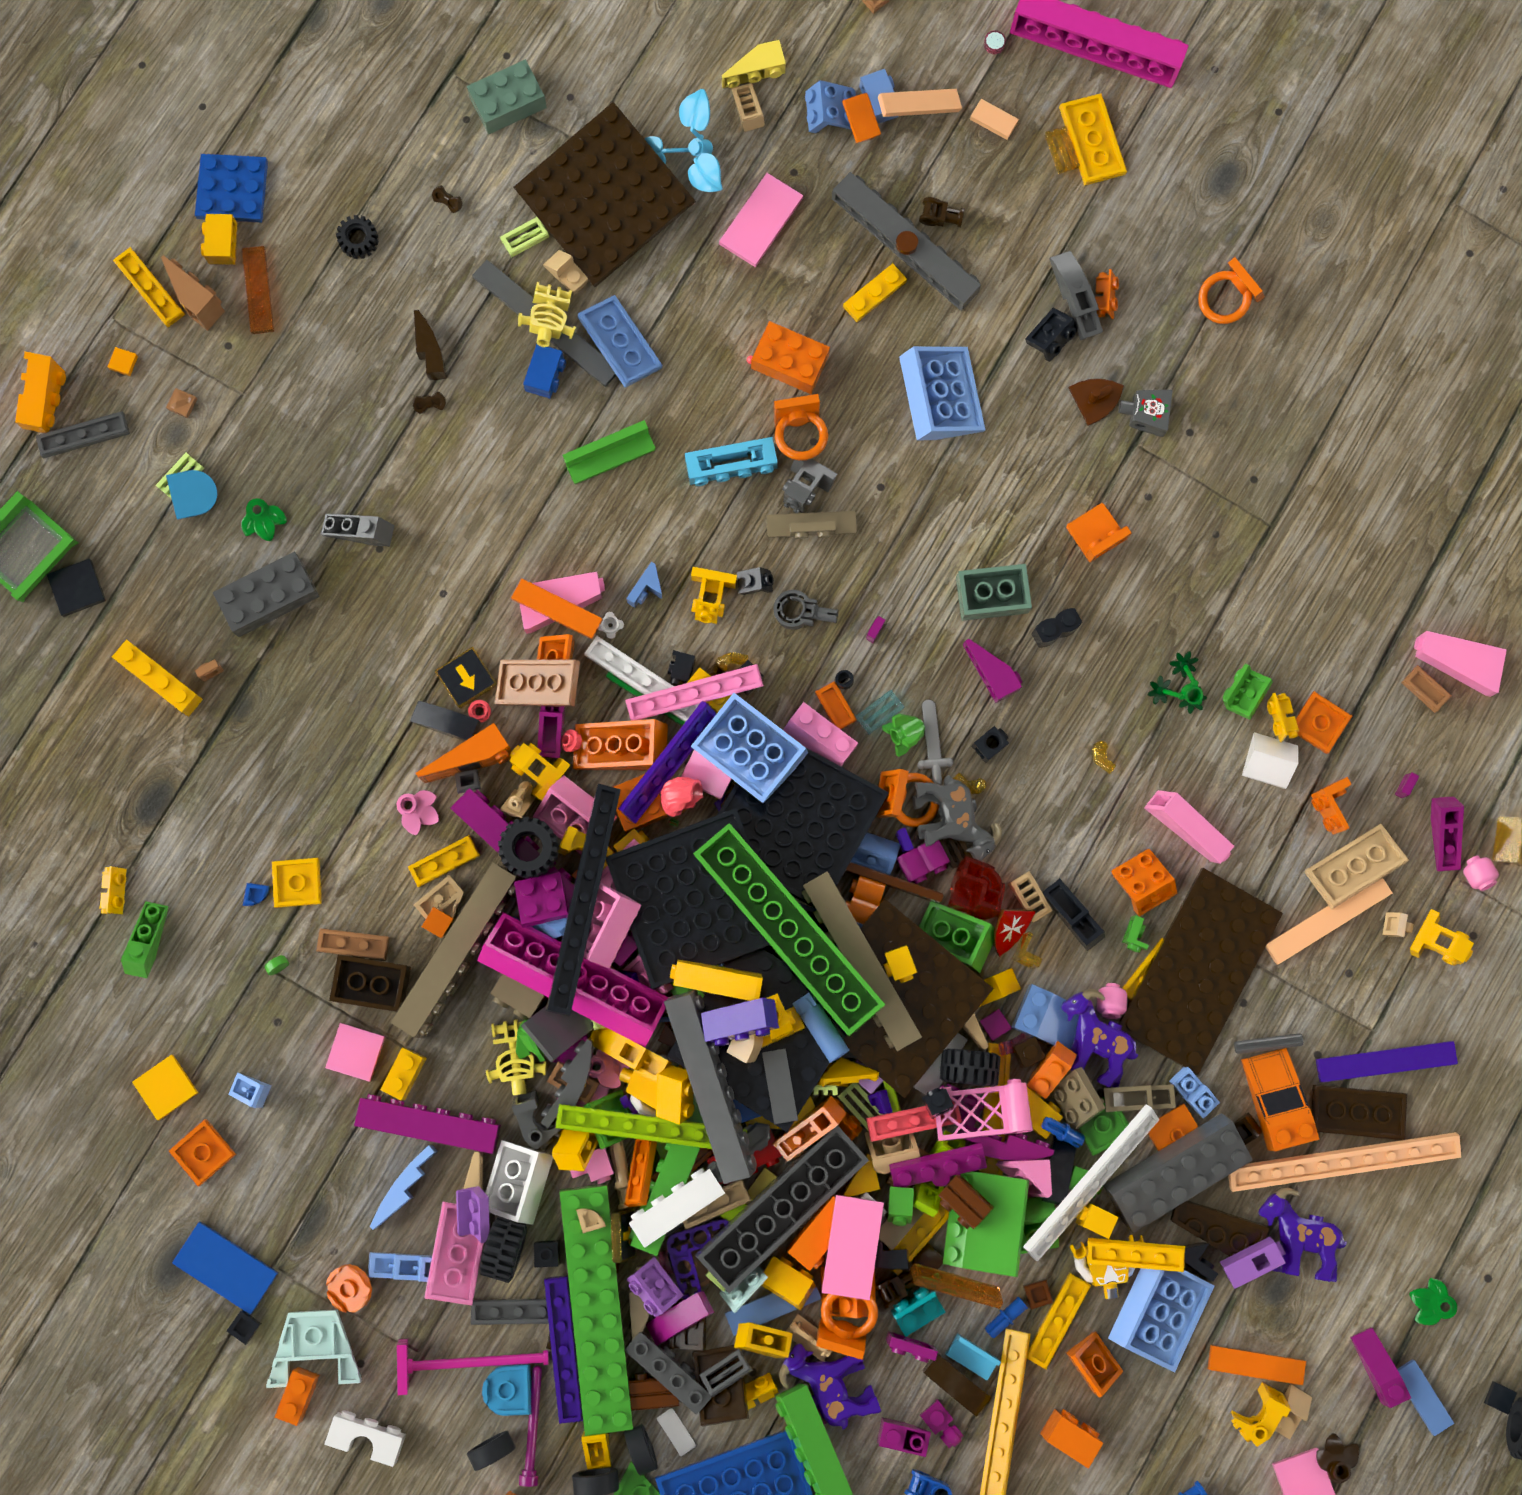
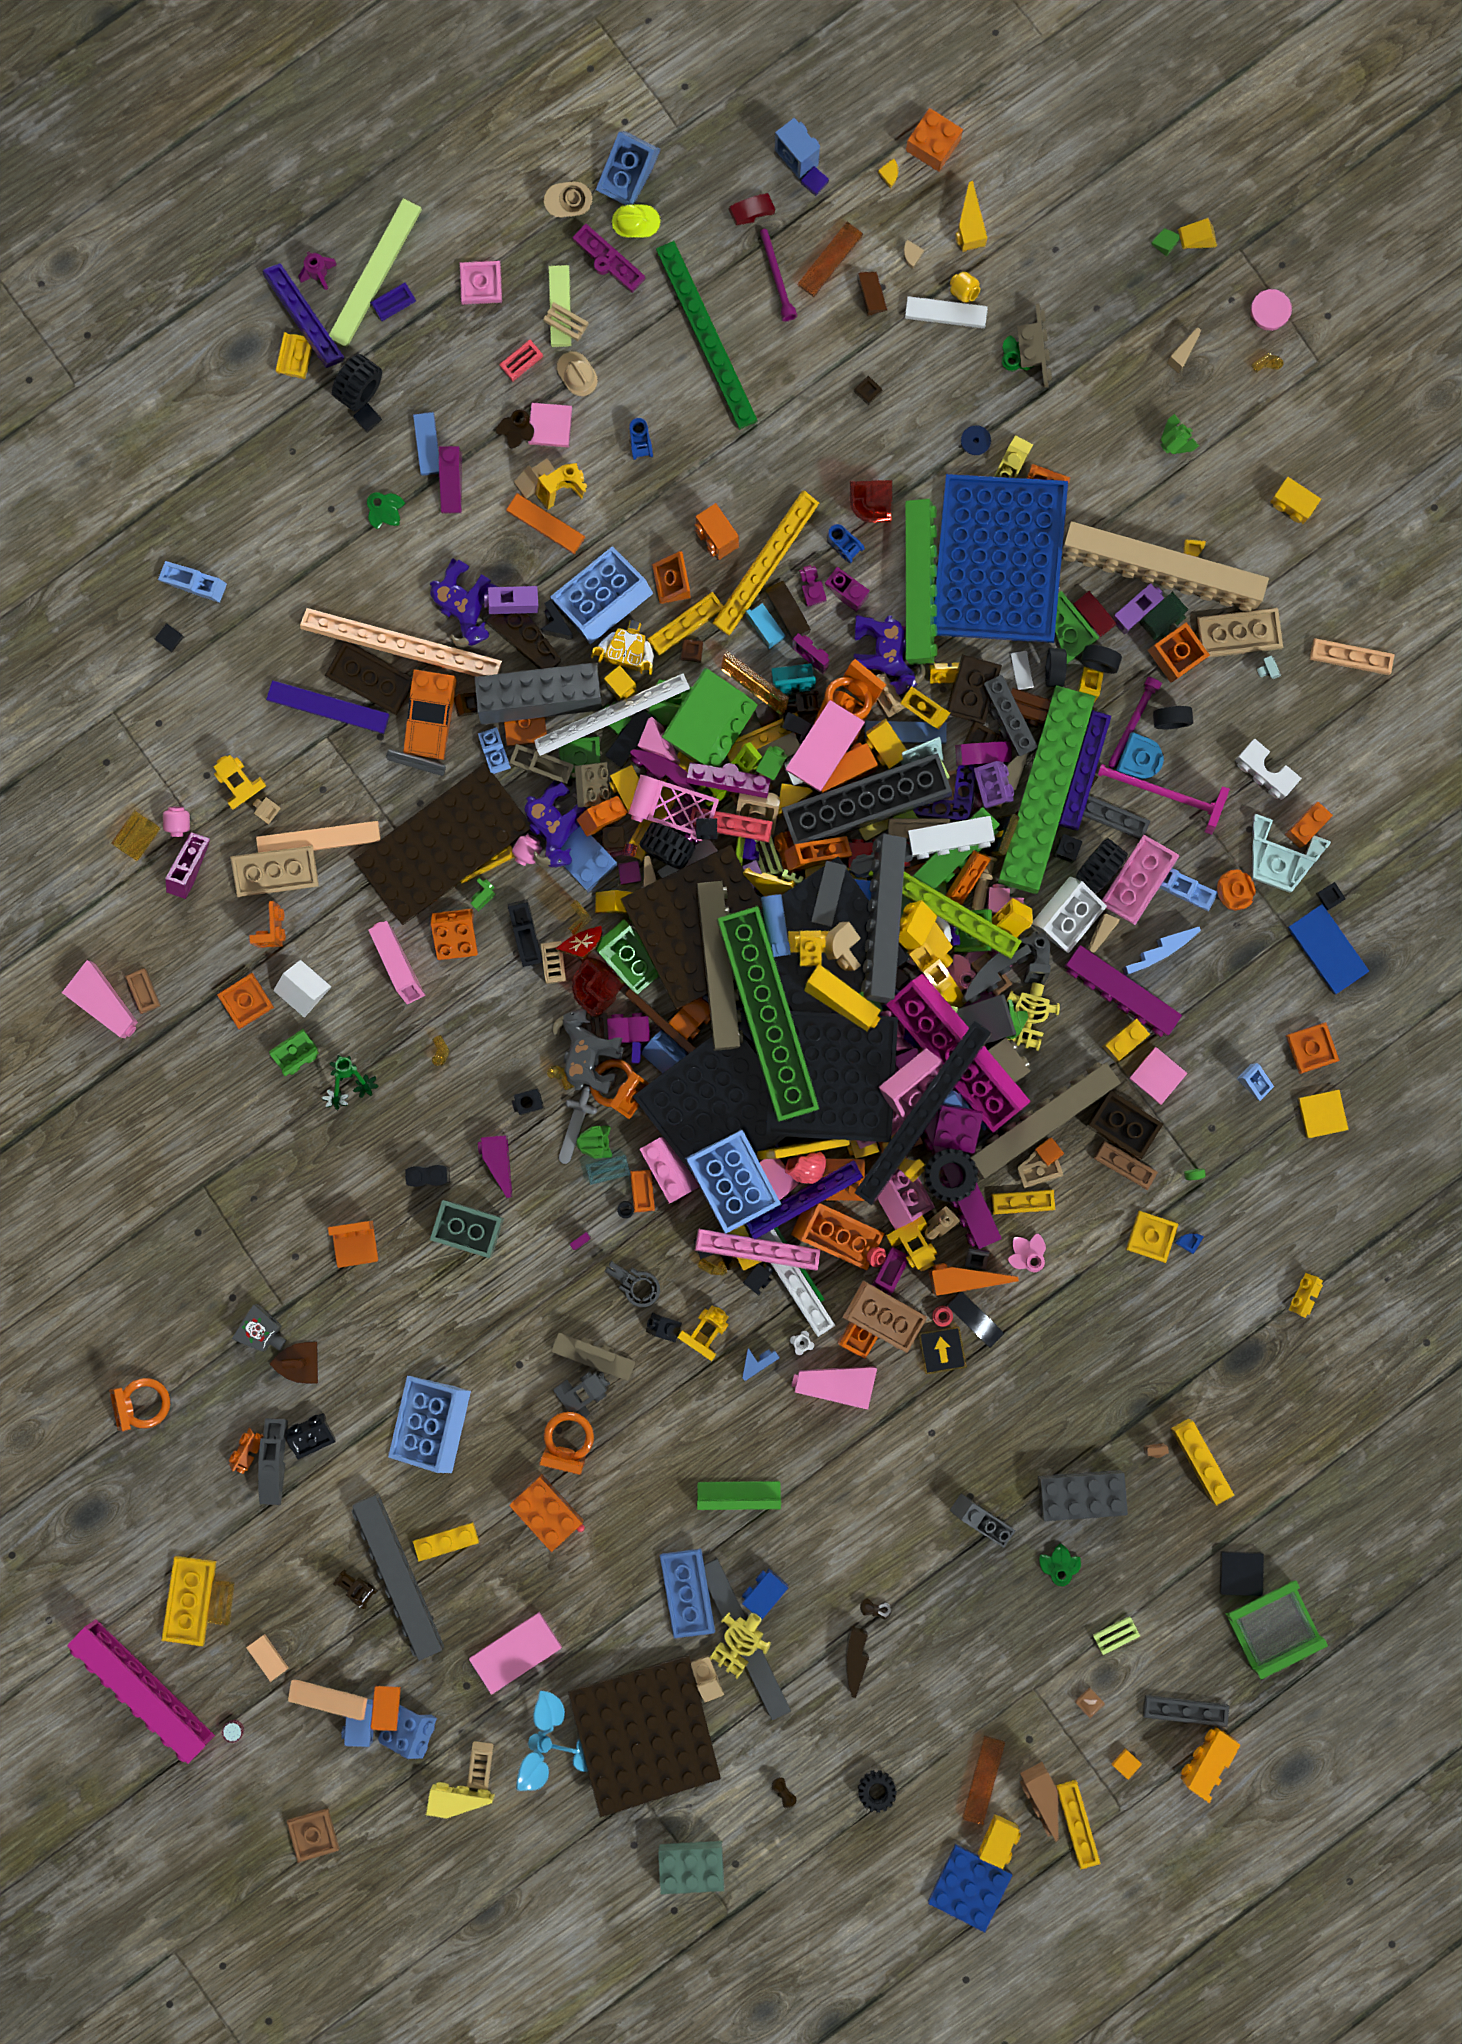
camera: 150 degrees left, 5 degrees up
(145, 940) = (1294, 1242): bright green slope -> none
(191, 493) = (1112, 1614): dark azure tile -> none
(473, 1213) = (1114, 903): medium lavender bracket -> none
(529, 243) = (711, 1722): yellowish green tile -> none
(557, 608) = (842, 1373): orange tile -> none
(589, 1220) = (1024, 857): tan tile -> none
(696, 809) = (801, 1148): none -> yellow tile
(740, 1021) = (840, 954): brick -> none
(743, 1362) = (948, 698): dark grey tile -> none
(763, 461) = (648, 1434): medium azure brick -> none
(900, 964) = (688, 949): yellow brick -> none
(906, 242) = (399, 1571): reddish brown tile -> none
(965, 1202) = (720, 741): reddish brown brick -> none
(1006, 1317) = (725, 643): blue axle -> none
(1063, 1132) = (615, 763): blue axle -> none
(1136, 1254) = (603, 644): yellow tile -> none
(1278, 707) = (278, 1011): yellow hinge -> none
(1407, 785) = (200, 918): magenta tile -> none

